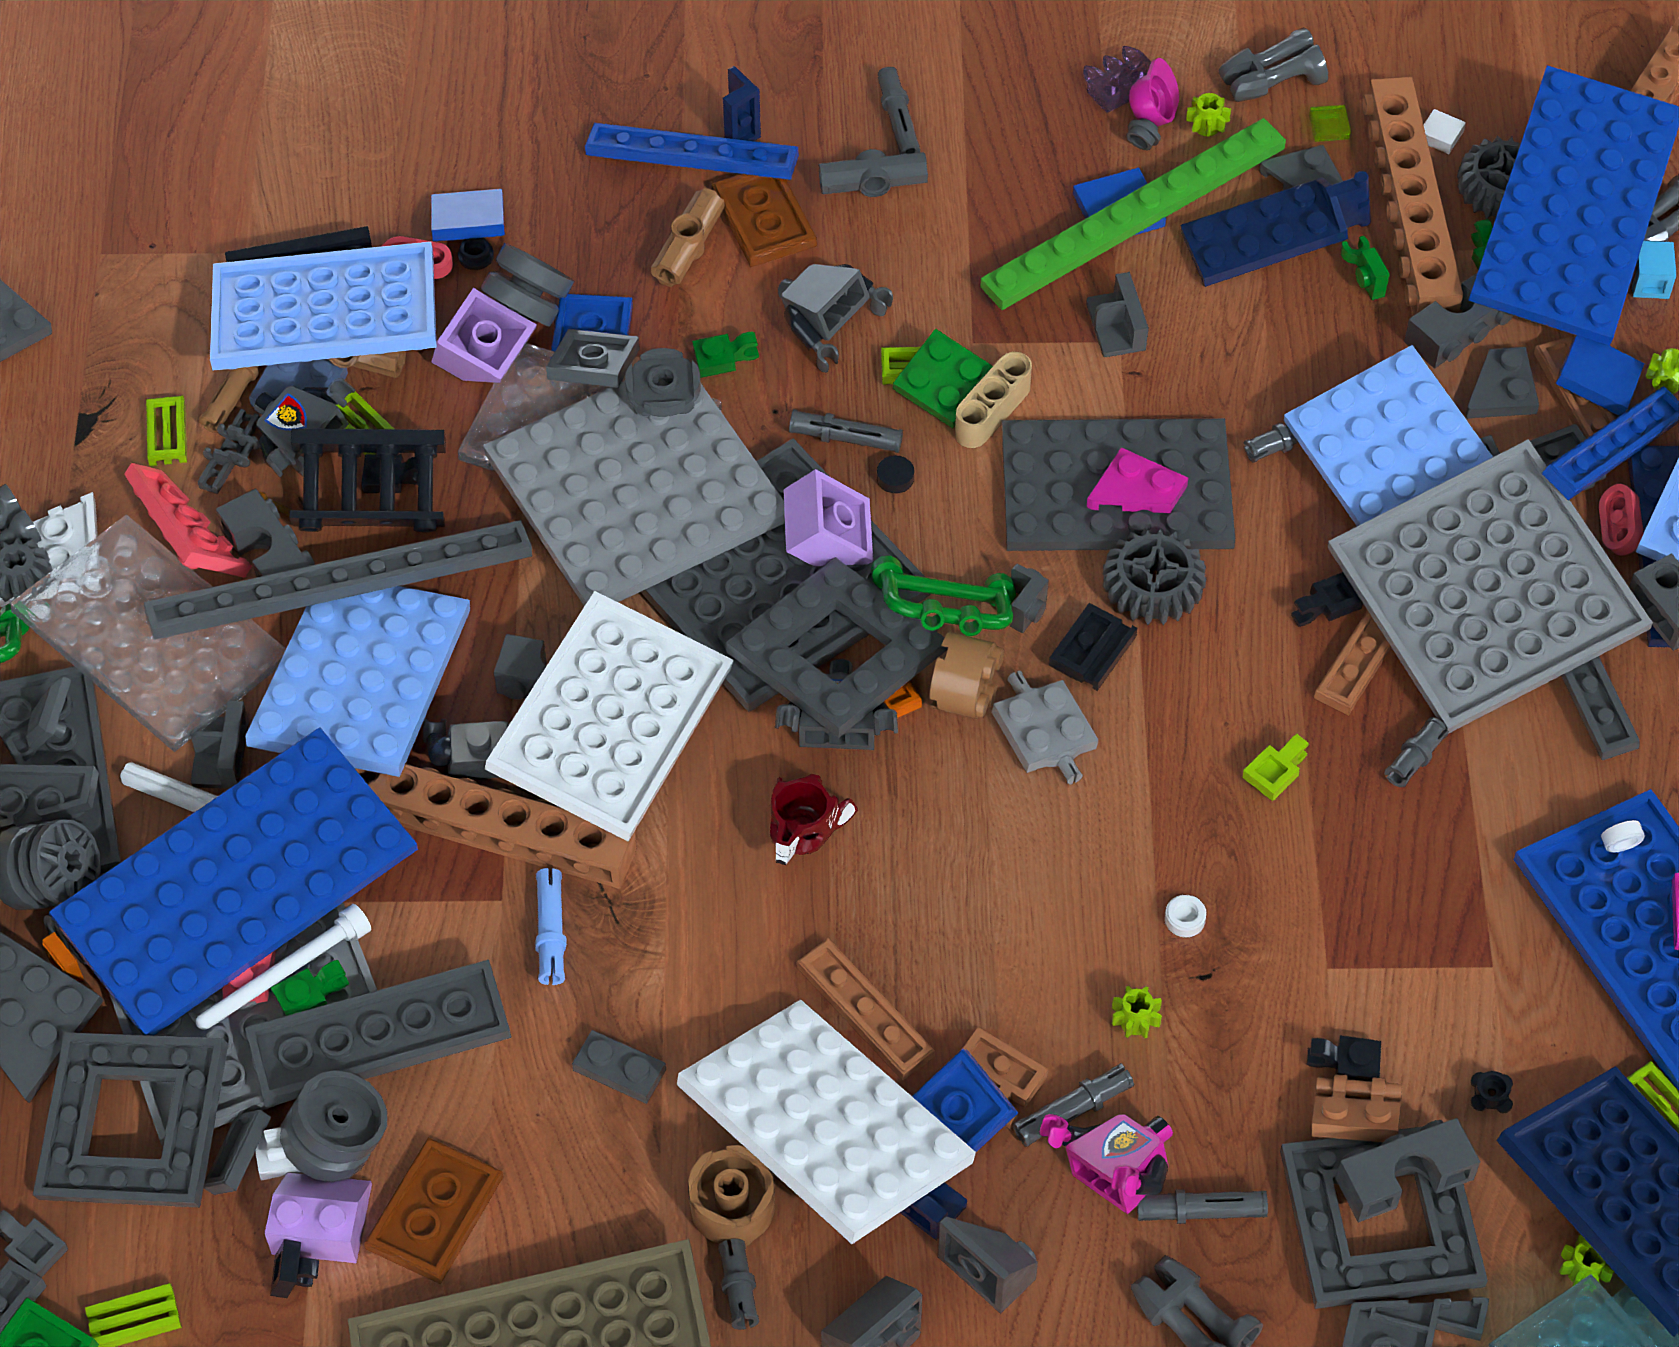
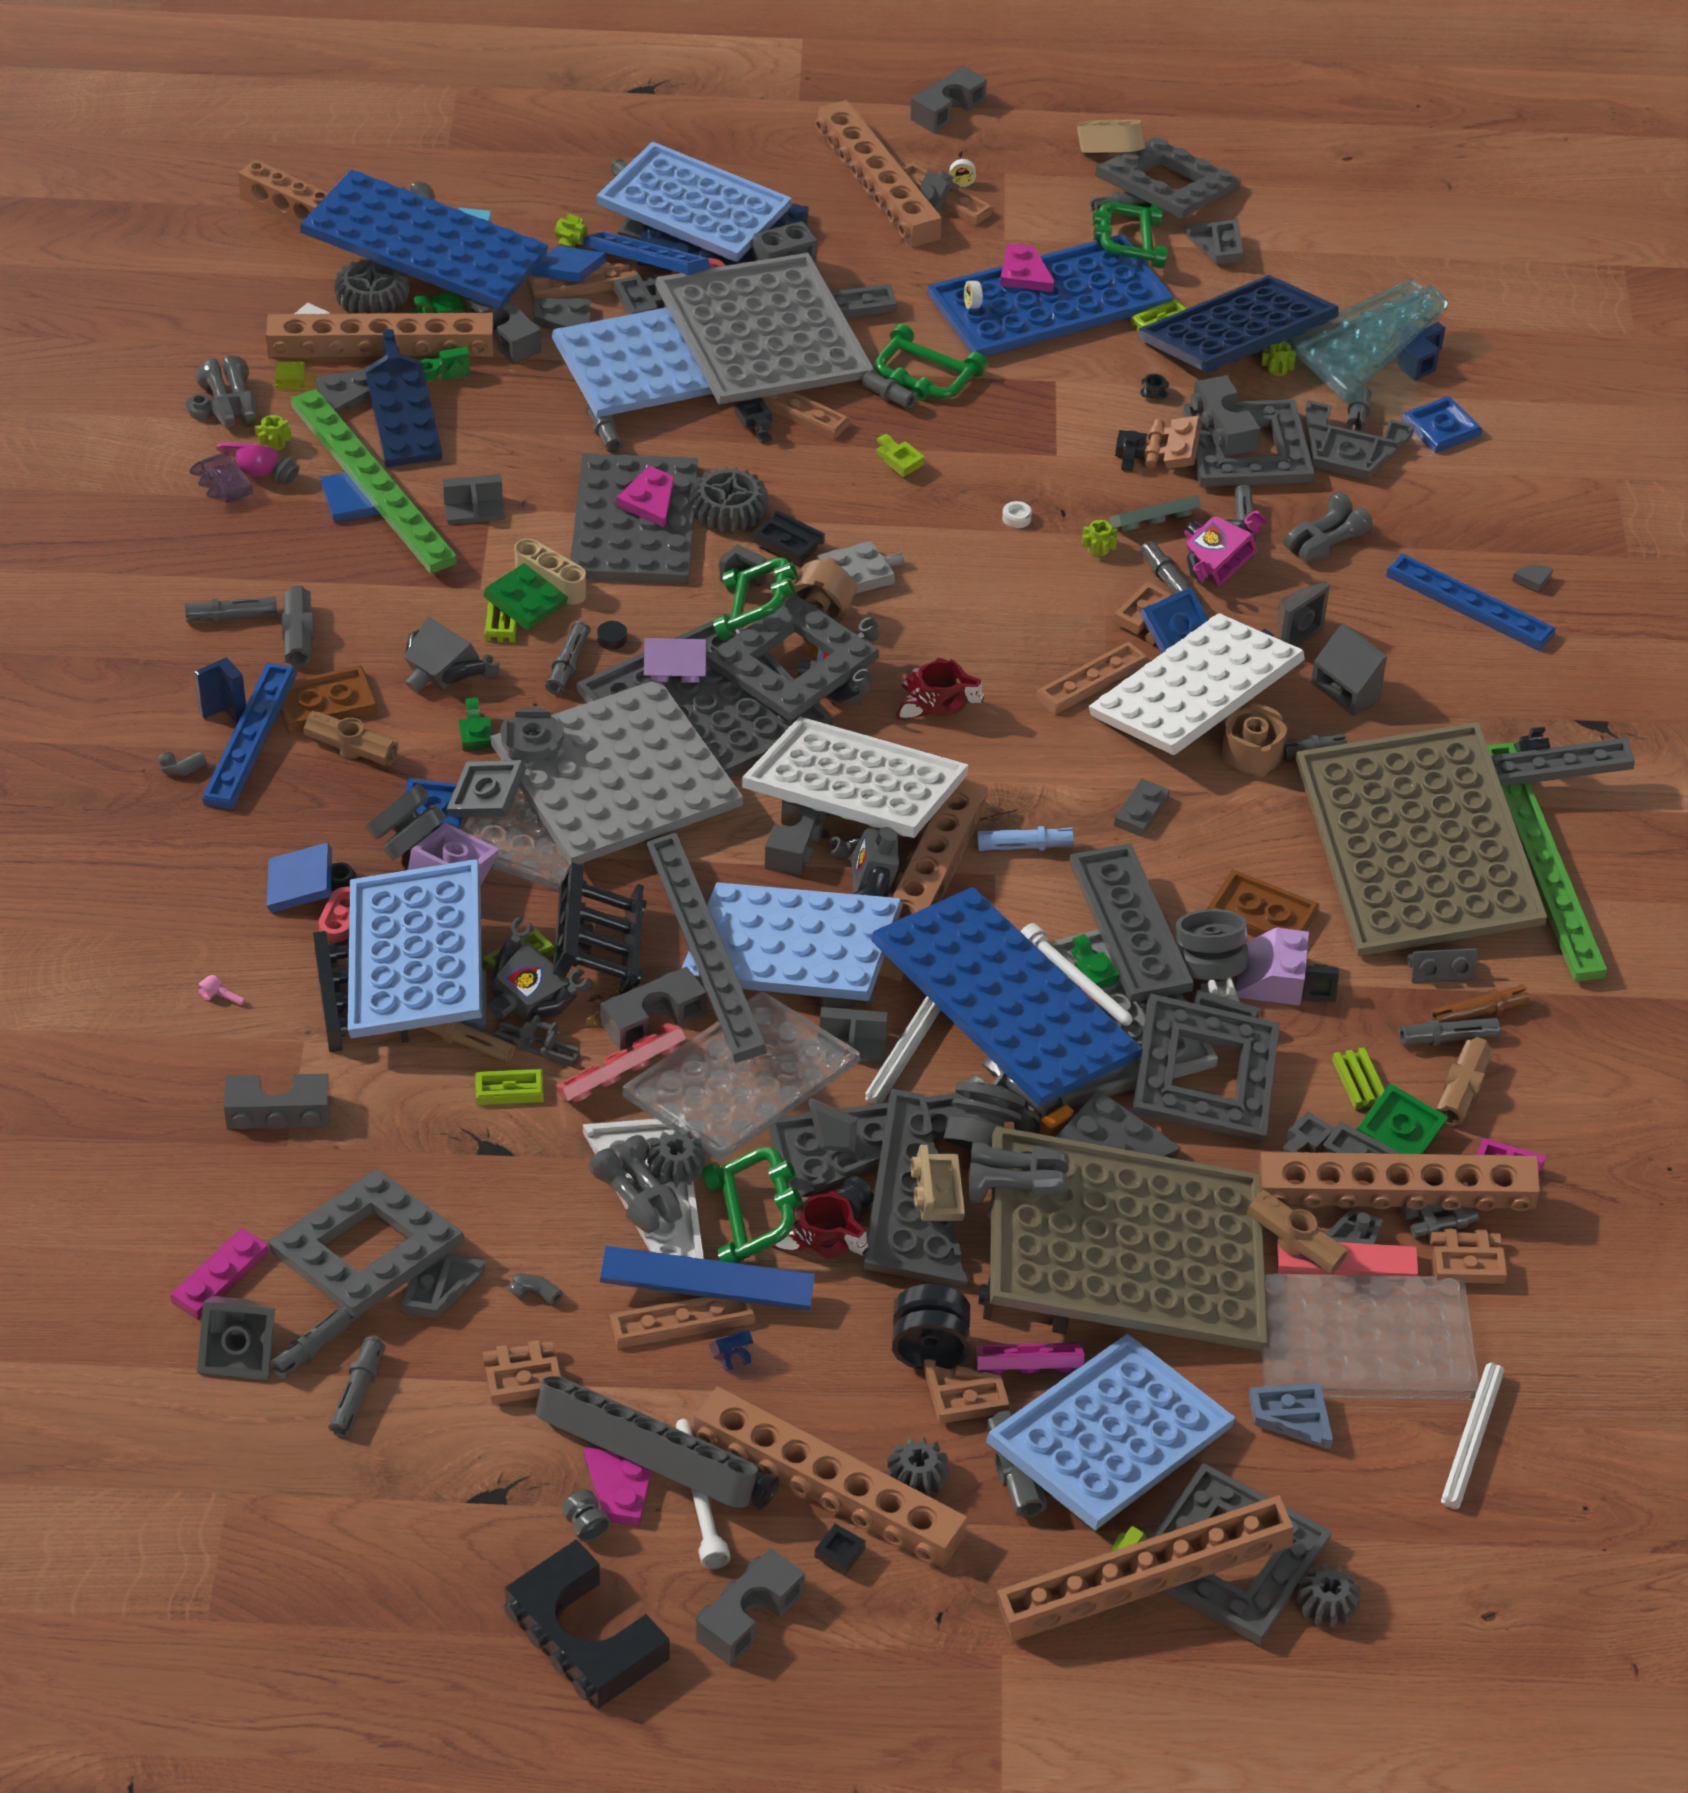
camera: 90 degrees left, 10 degrees down
(142, 253) = (302, 1106): none -> dark grey arch
(315, 165) = (212, 985): none -> bright pink hand
(645, 99) = (181, 767): none -> dark grey arm
(1203, 1084) = (1155, 514): none -> sand green plate
(1254, 41) = (199, 406): none -> dark grey plate
(1445, 764) = (902, 339): none -> green bar

